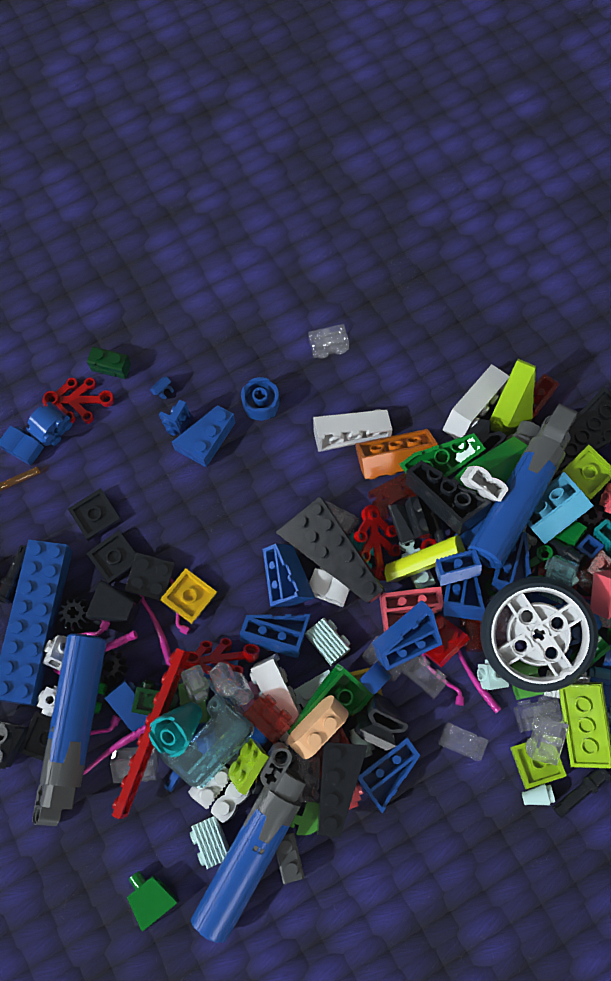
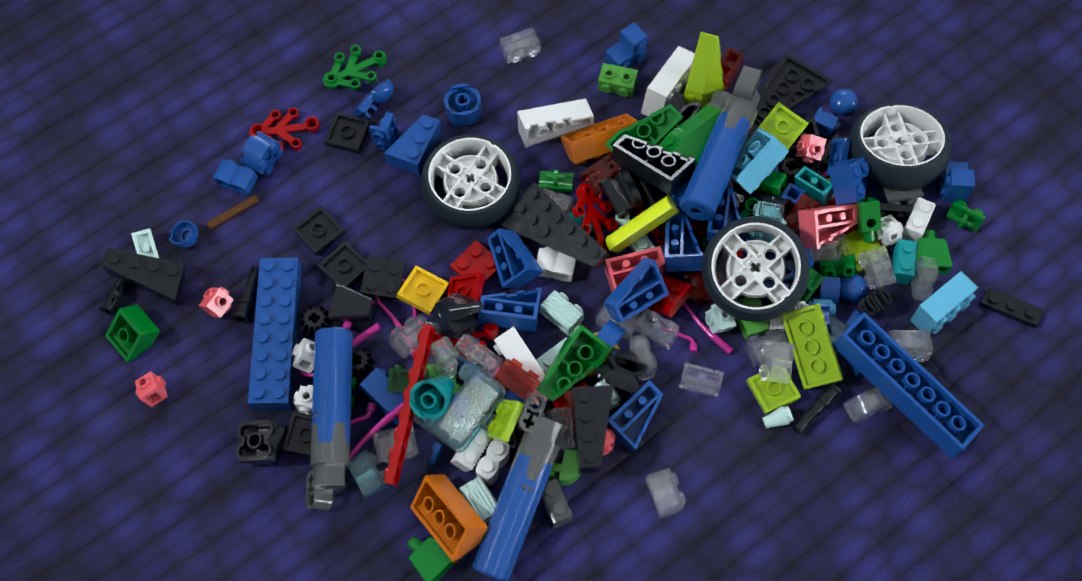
camera: 10 degrees left, 5 degrees down
(99, 791) = (366, 474): none -> clear light blue brick
(109, 362) = (309, 91): dark green brick -> none
(140, 411) = (347, 132): none -> black tile
(155, 344) = (353, 70): none -> green plant
(161, 648) = (405, 338): none -> clear brick
(174, 858) = (448, 516): none -> orange slope
(181, 373) = (382, 92): none -> blue hair
(215, 635) = (454, 316): none -> black piece
(229, 461) = (464, 156): none -> white wheel
(230, 606) = (468, 285): none -> red plate
(247, 575) = (475, 259): none -> red plate
(317, 727) = (565, 377): light nougat brick -> none
(343, 495) = (556, 181): none -> green hips
(403, 698) = (640, 348): none -> clear brick
(407, 864) = (665, 492): none -> clear brick
(423, 392) = (617, 80): none -> bright green brick
(438, 362) = (629, 49): none -> blue brick
(458, 567) = (673, 221): blue brick -> none
(486, 486) = (682, 141): white brick -> none

